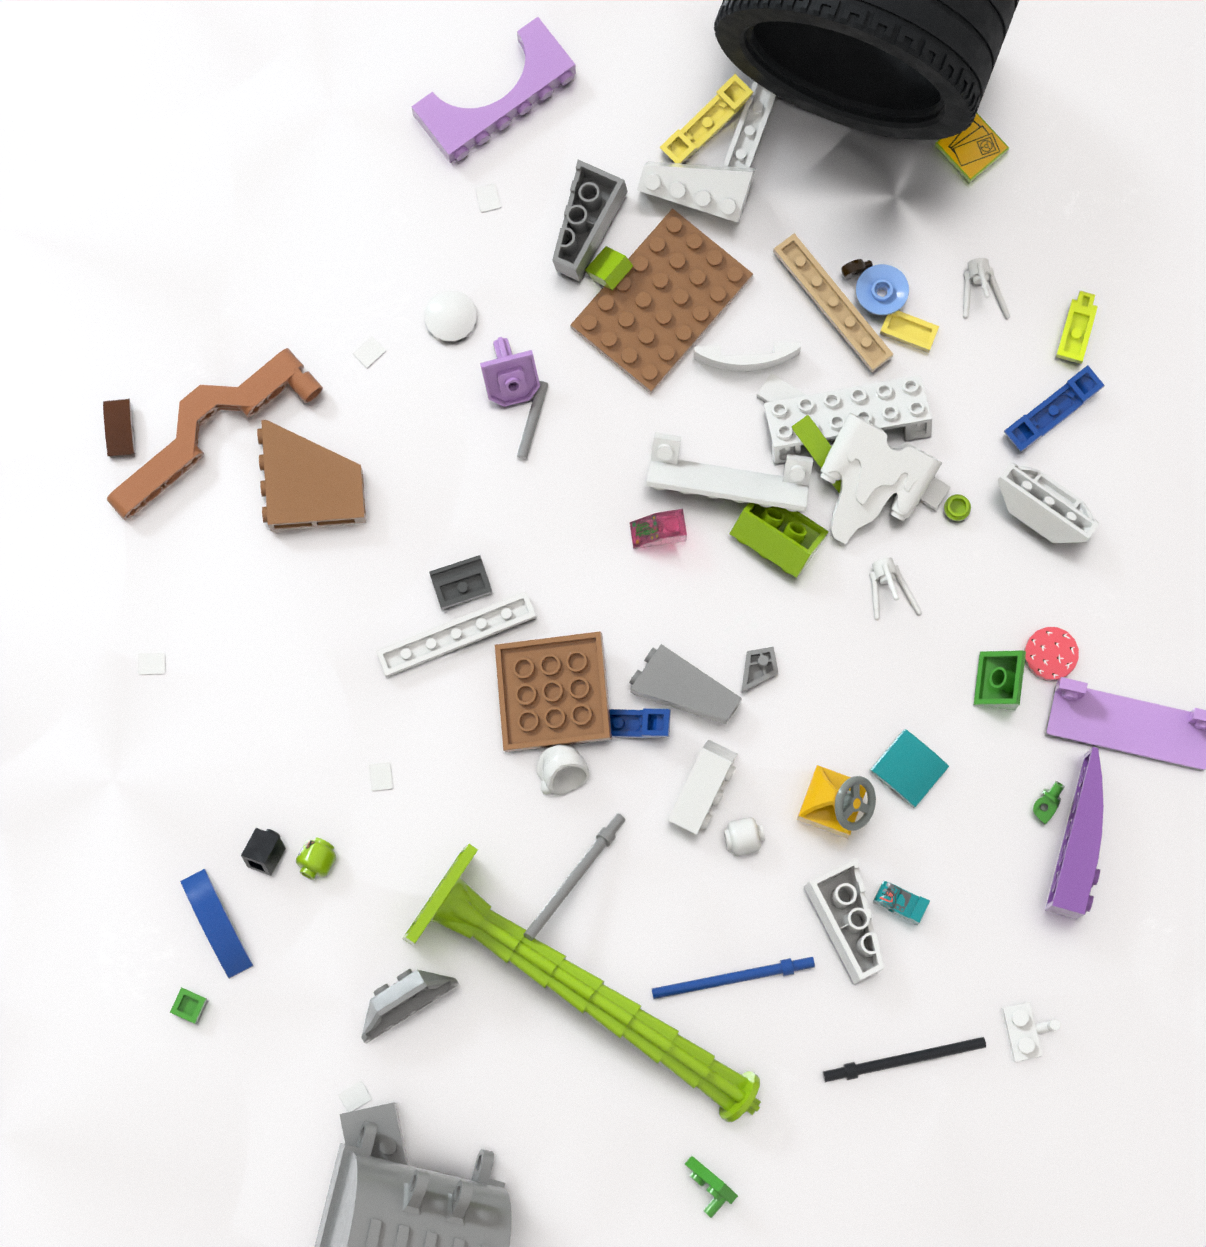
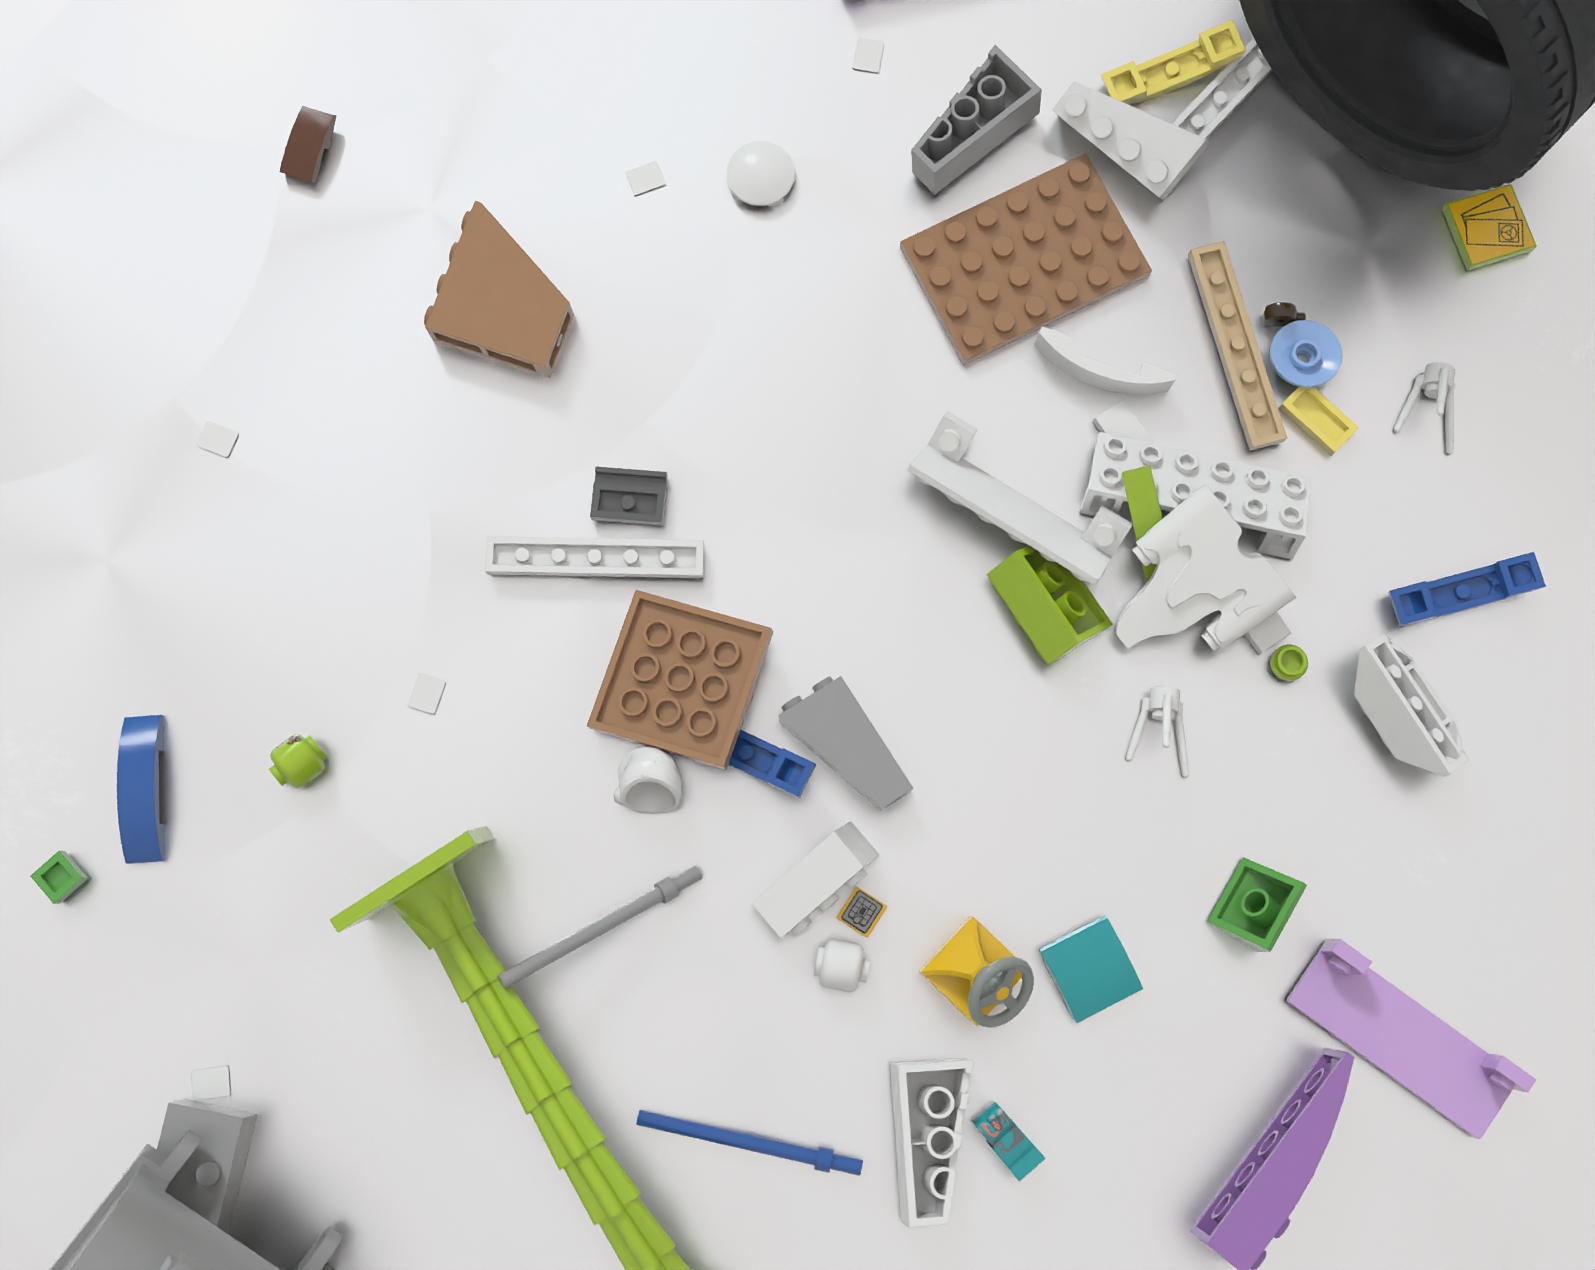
camera: 25 degrees right, 0 degrees up
(194, 411) = (405, 161): nougat beam -> none
(263, 851) = (236, 723): black brick -> none
(403, 999) = (321, 986): light grey wedge -> none
(510, 377) = (799, 271): lavender piece -> none
(532, 420) = (804, 336): light grey bar -> none
(609, 268) = (977, 191): lime piece -> none
(659, 529) = (901, 532): clear pink slope -> none
(742, 796) = (861, 912): none -> tile
(759, 667) = (953, 757): light grey piece -> none
(1050, 798) = (1260, 1090): bright green piece -> none
(1051, 653) = (1336, 899): coral tile -> none
(1077, 328) = (1535, 502): neon yellow hinge -> none

